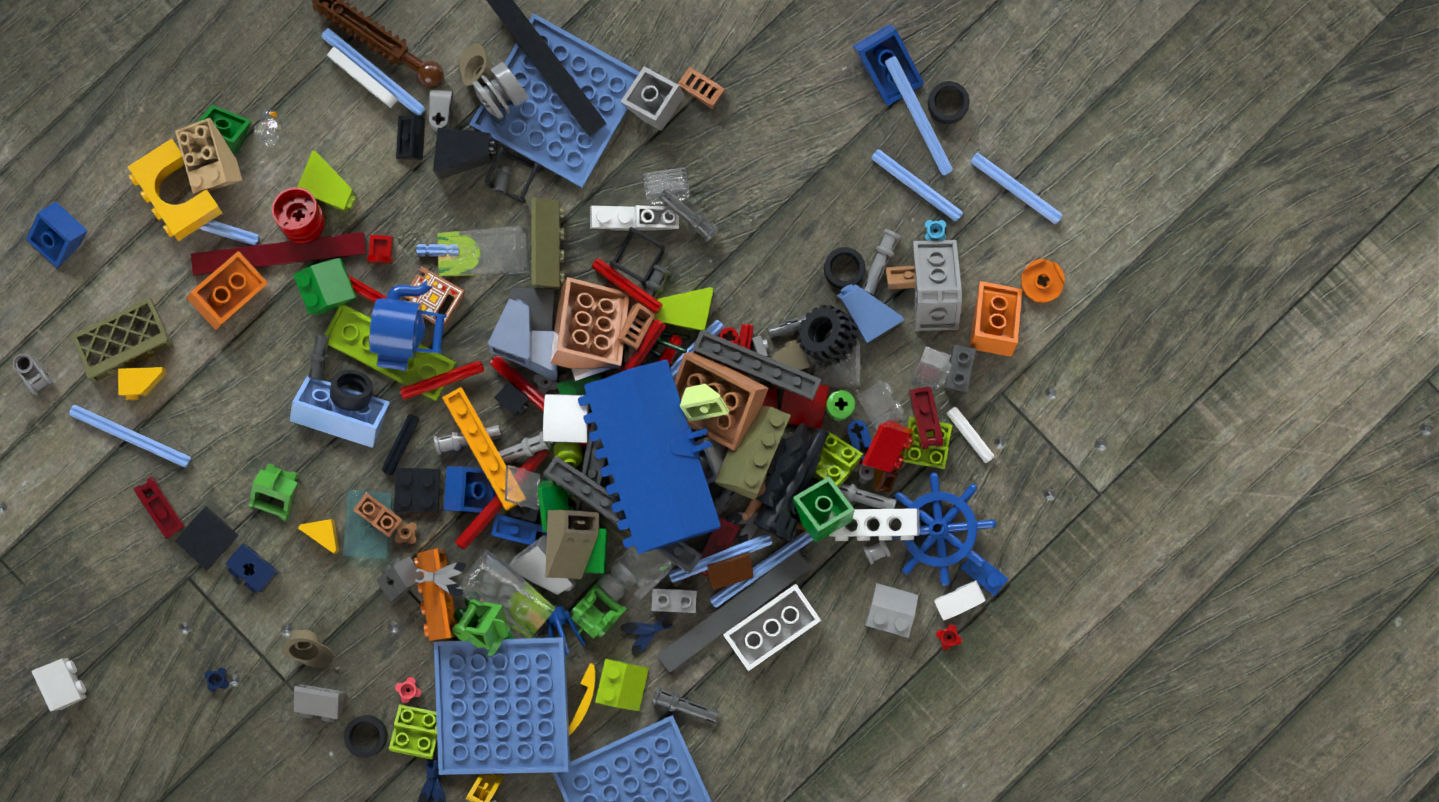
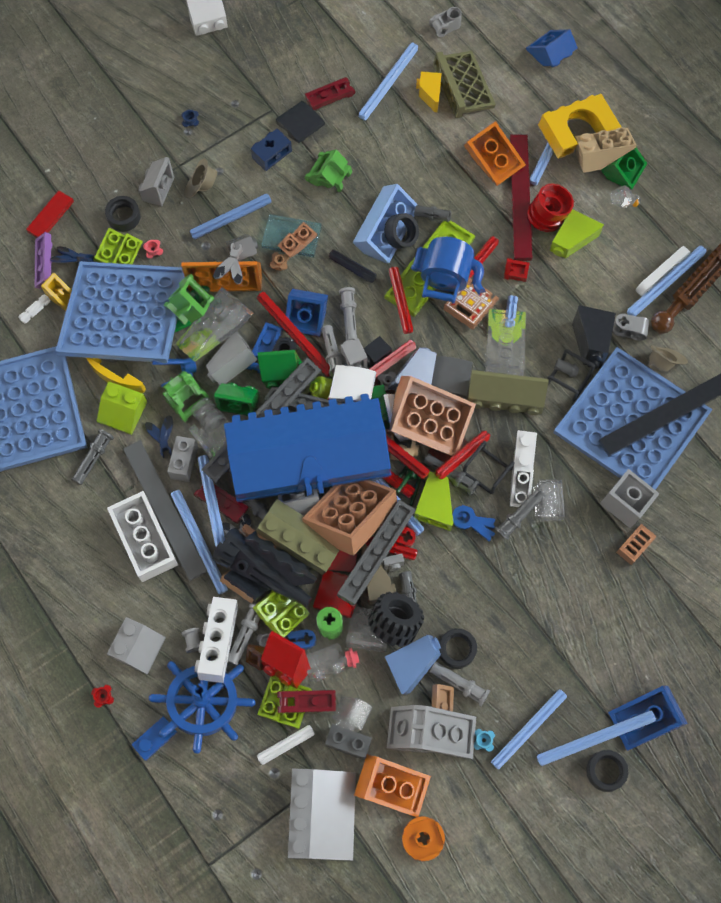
camera: 100 degrees right, 15 degrees down
(323, 532) = (288, 201): yellow slope -> none
(324, 286) = (489, 221): green slope -> none
(351, 603) = (230, 216): none -> medium blue axle
(410, 137) = (609, 302): black slope -> none
(417, 490) = (313, 274): black plate -> none
(479, 442) = (337, 323): light orange tile -> none
(500, 90) = (644, 367): light grey wheel -> none
(513, 333) = (432, 353): sand blue slope -> none
(522, 487) = (302, 342): clear piece -> none
(526, 423) = (353, 354): none -> light grey brick
(570, 542) = (245, 372): dark tan slope -> none
(643, 313) = (435, 464): nougat slope -> none
(698, 276) = (465, 518): none -> blue piece
(702, 403) = (347, 492): yellowish green slope -> none
(729, 571) = (198, 506): reddish brown slope -> none
(823, 509) = (236, 589): green slope -> none
(871, 378) = (352, 658): none -> coral plate
(959, 600) = (133, 711): white slope -> none
(1016, 188) = (516, 827): light blue axle -> none
(1035, 386) = (322, 815): none -> slope

